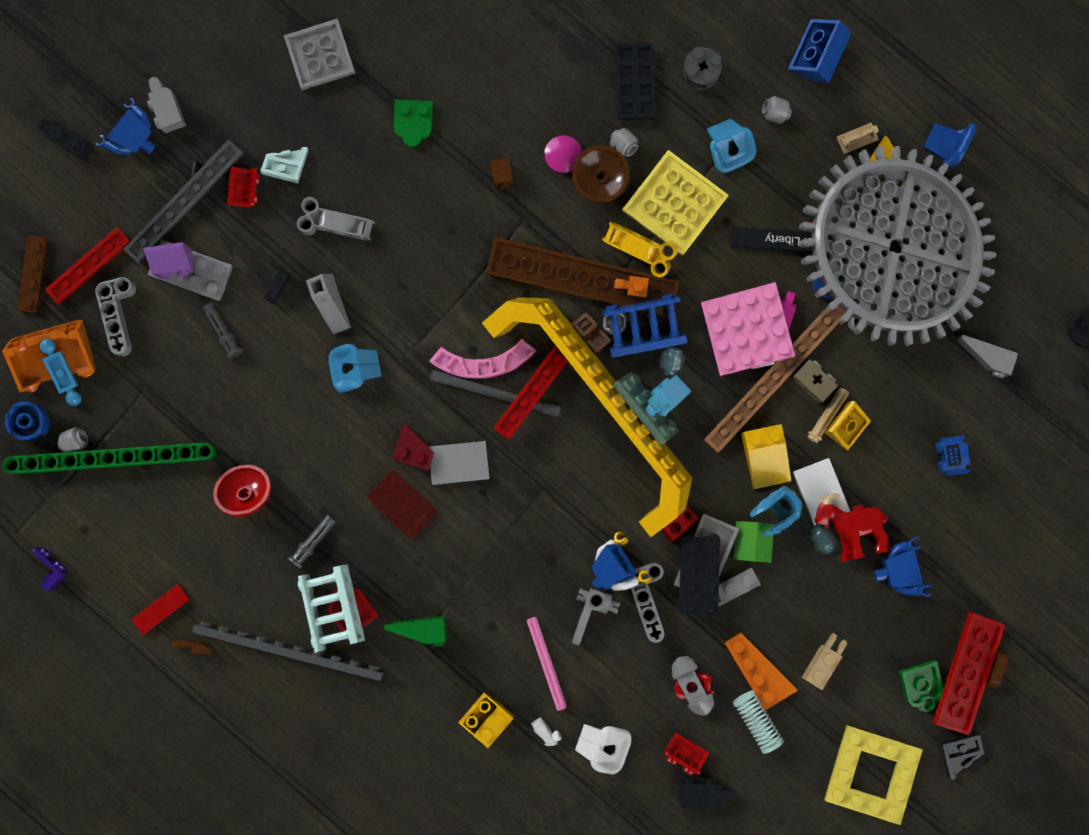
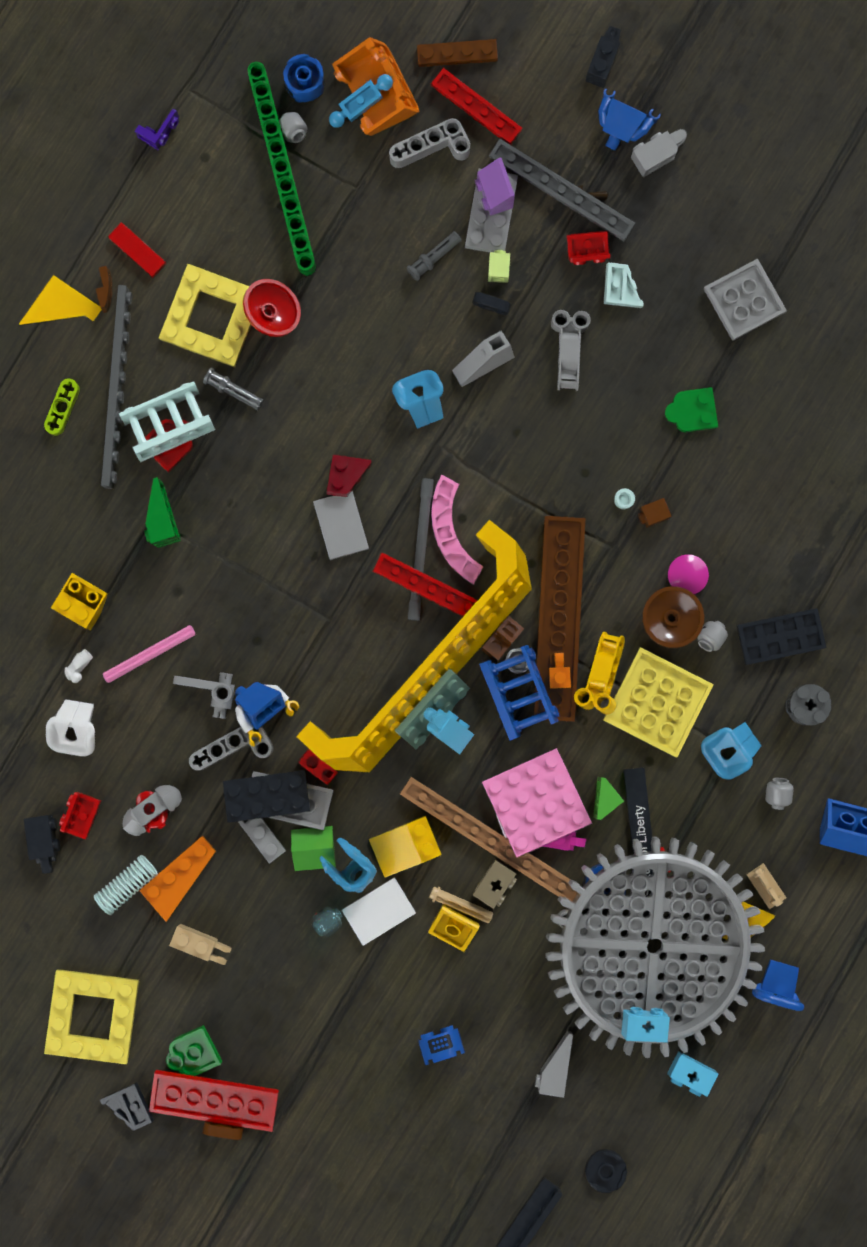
camera: 80 degrees right, 0 degrees up
(196, 692) = (60, 302): none -> yellow sticker
(243, 586) = (175, 326): none -> light yellow plate
(244, 272) = (499, 266): none -> yellowish green brick
(288, 694) = (70, 404): none -> lime beam
(401, 504) = (287, 474): clear red piece -> none
(482, 198) = (624, 498): none -> light aqua tile
(672, 361) = (488, 728): clear light blue head -> none
(756, 266) = (606, 798): none -> bright green slope
(853, 525) = (348, 949): red animal -> none
(902, 570) = (310, 1011): blue torso -> none
(967, 266) = (654, 1031): none -> medium azure brick
(1005, 240) = (683, 1066): none -> medium azure brick

